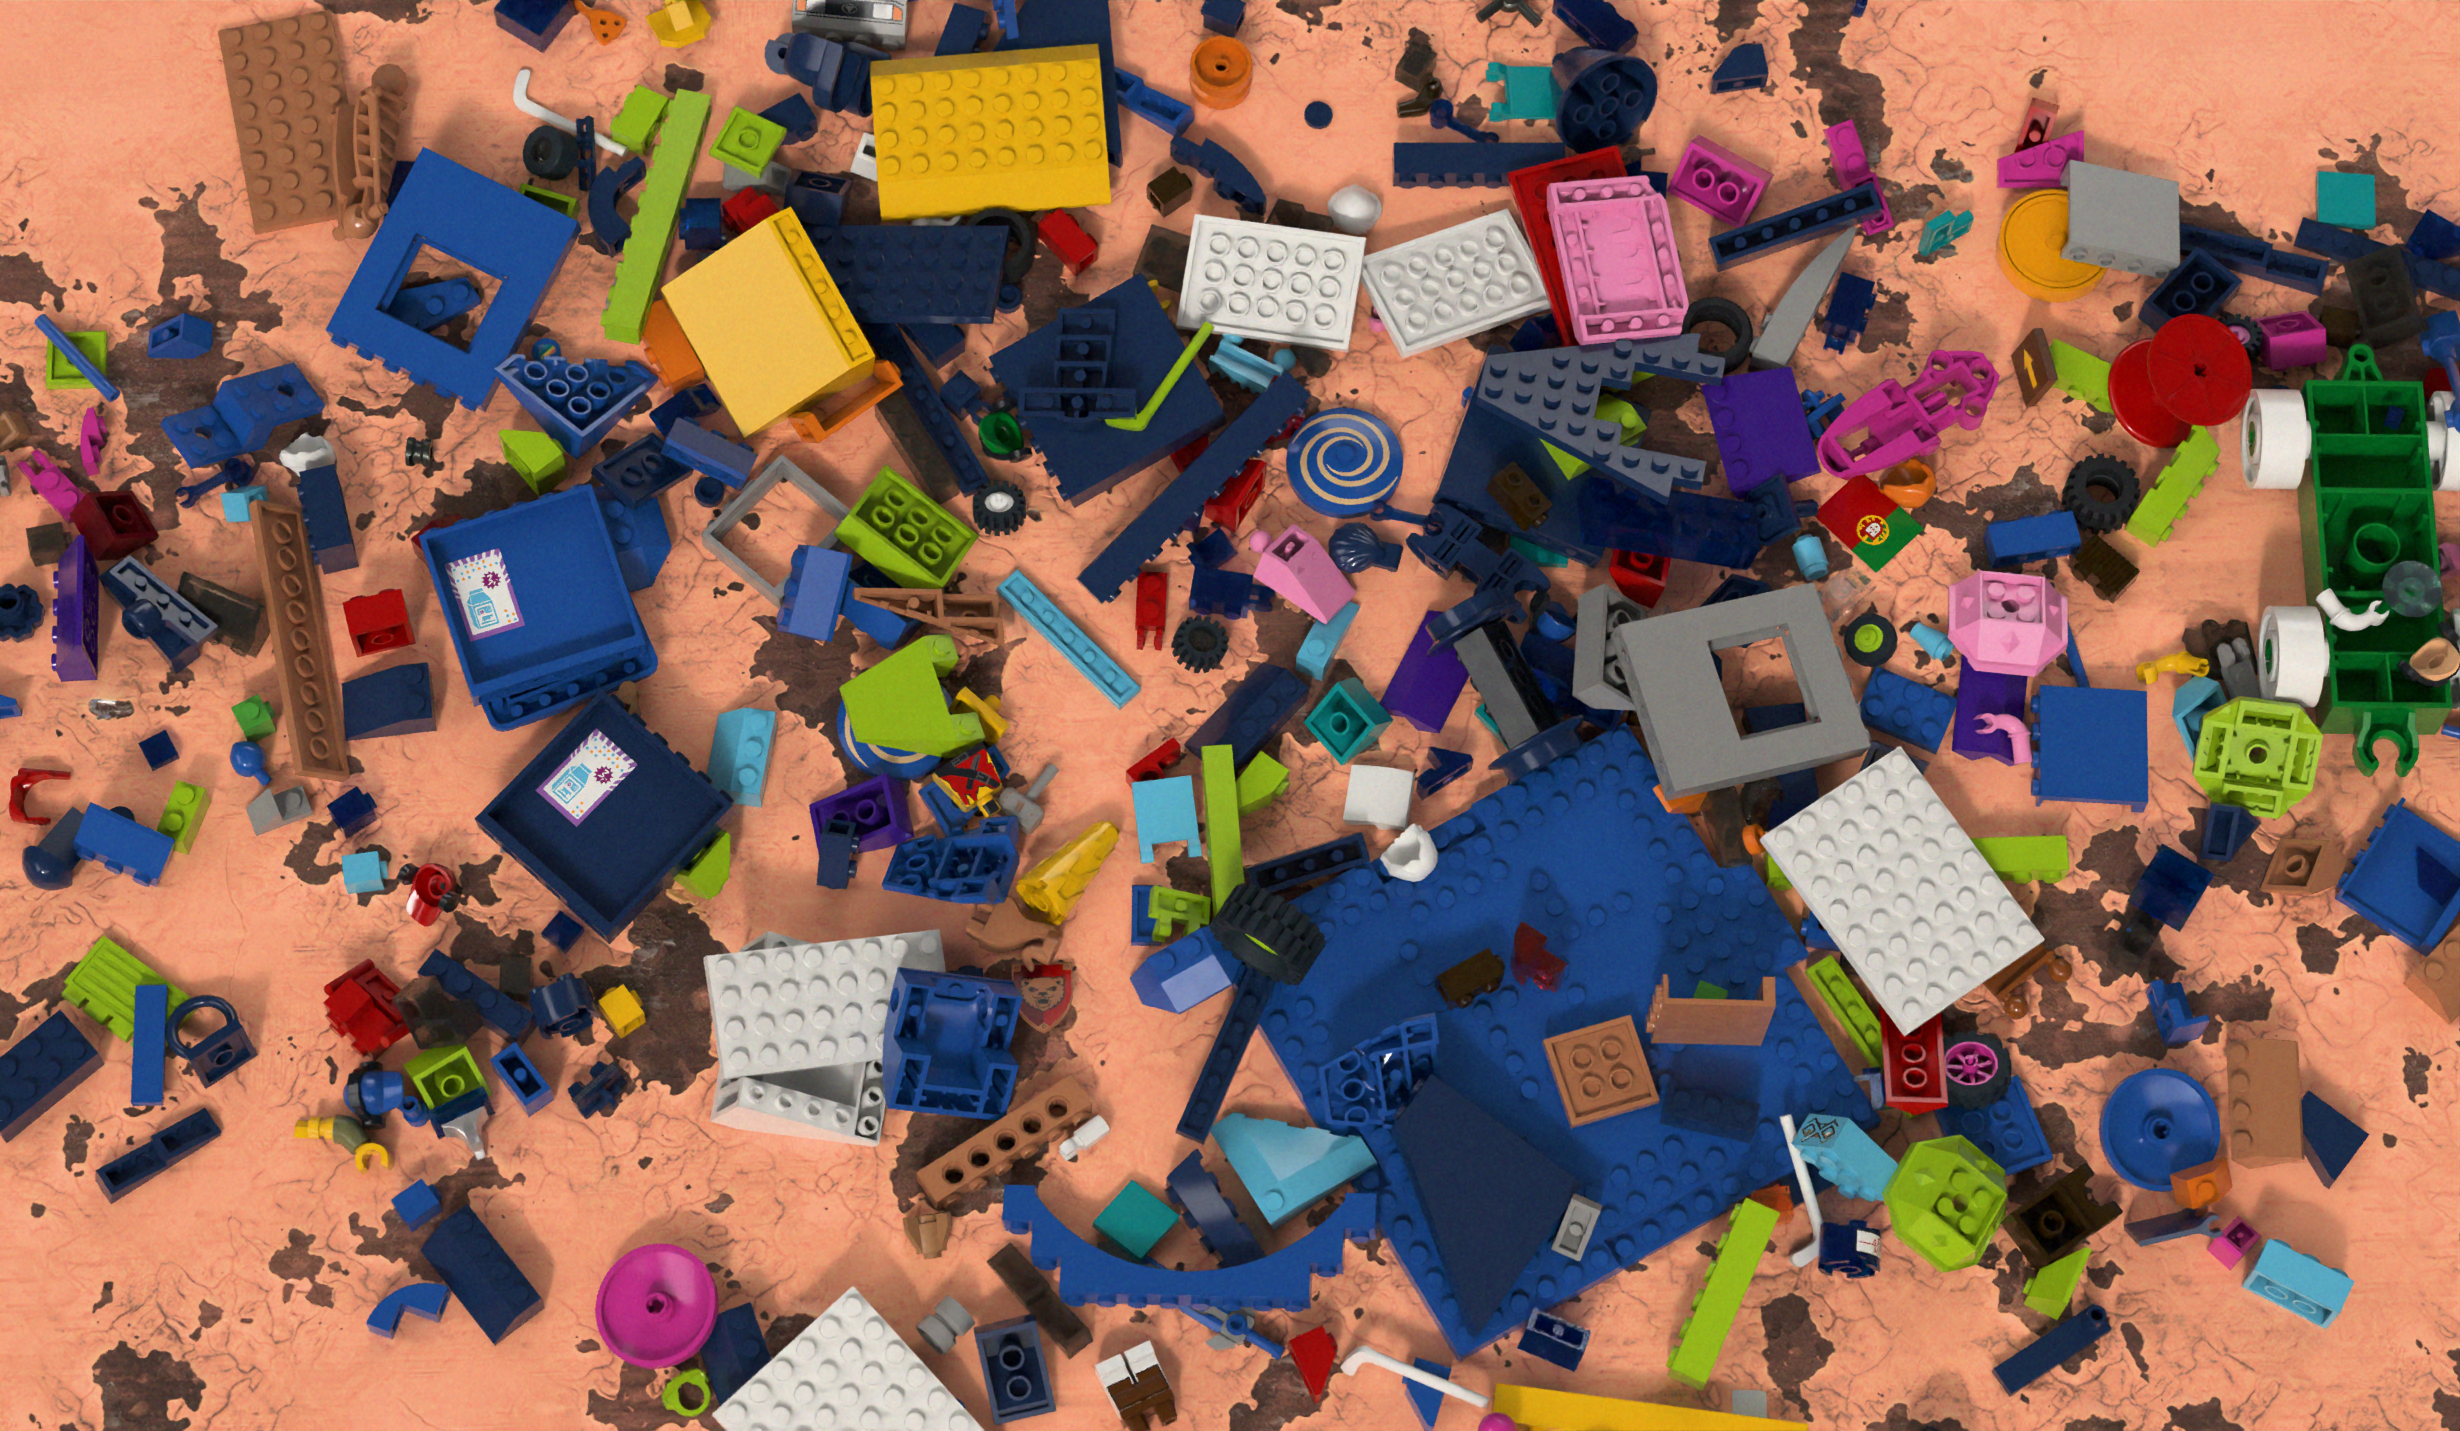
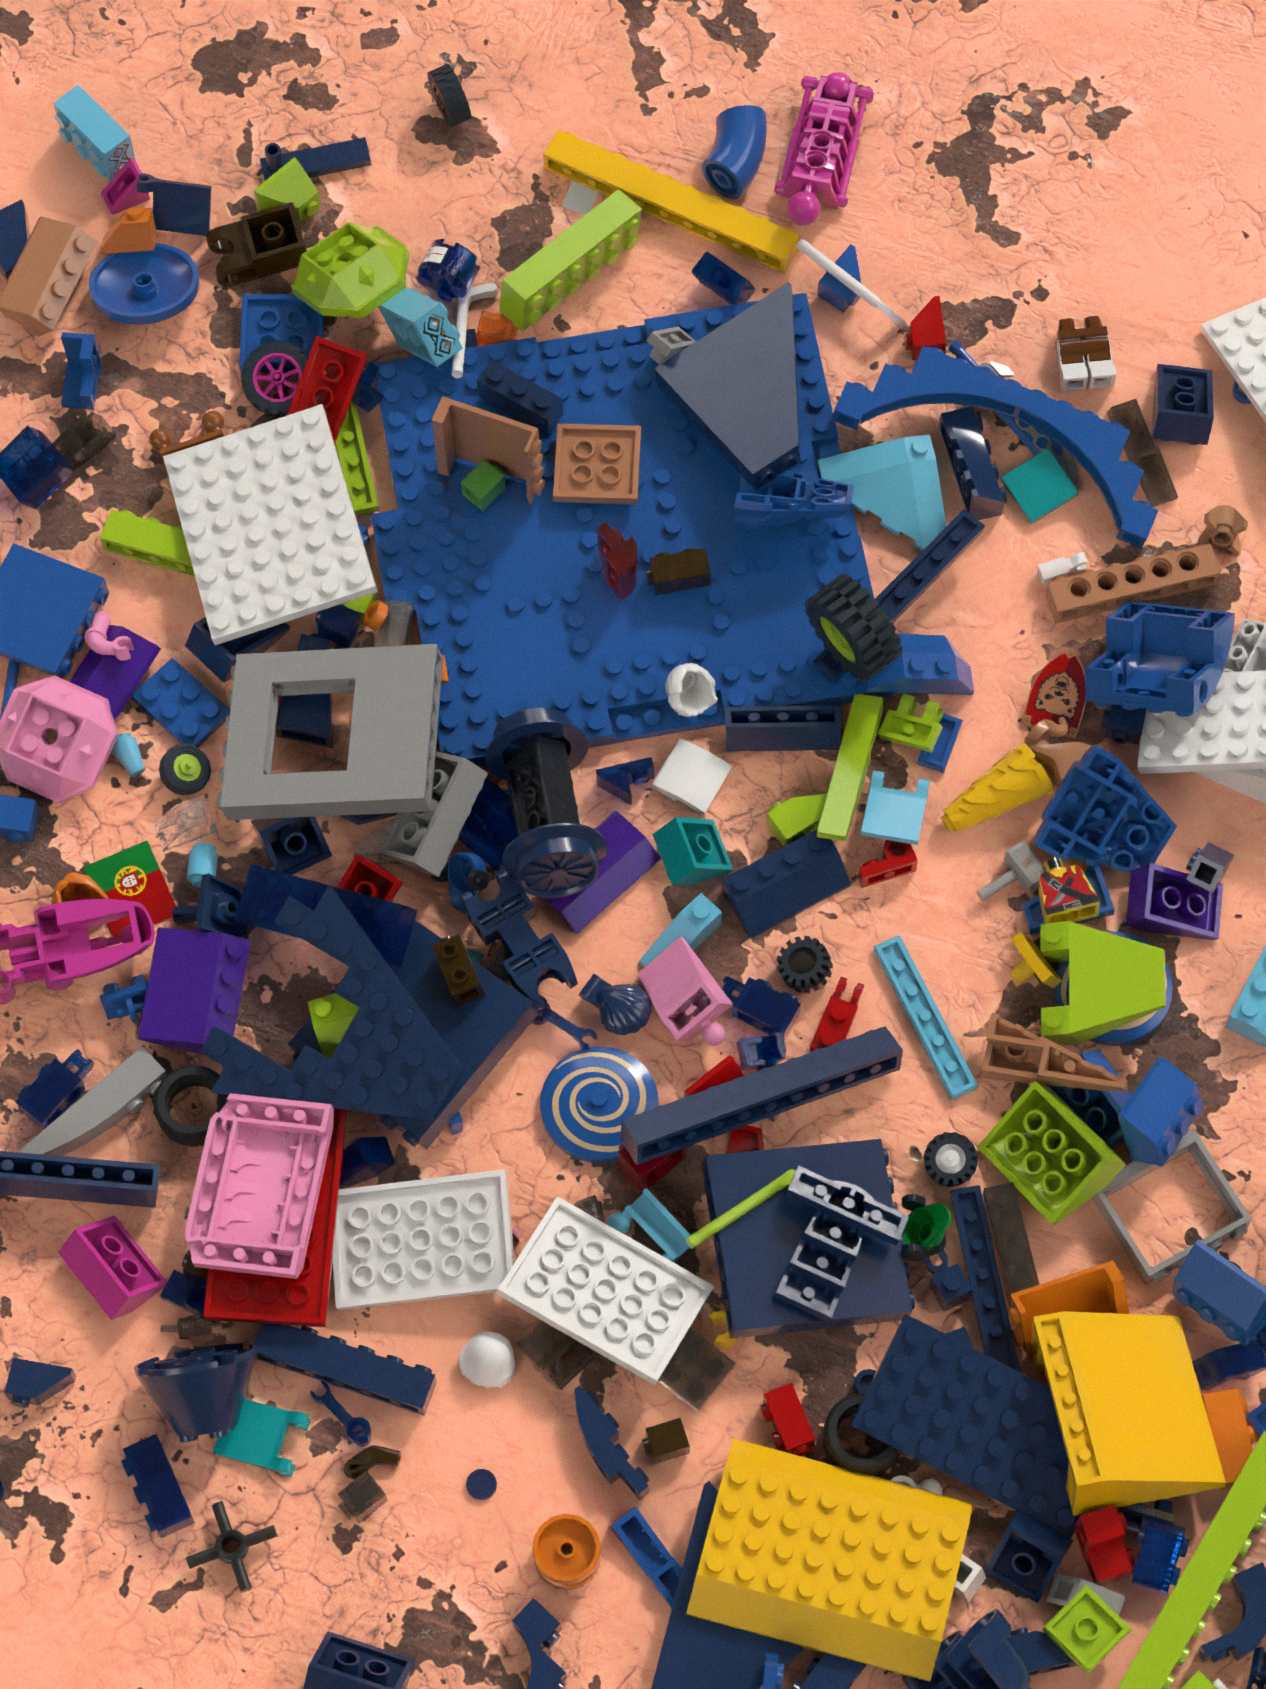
camera: 155 degrees left, 0 degrees up
(946, 1323) = (1235, 449): light grey wheel -> none

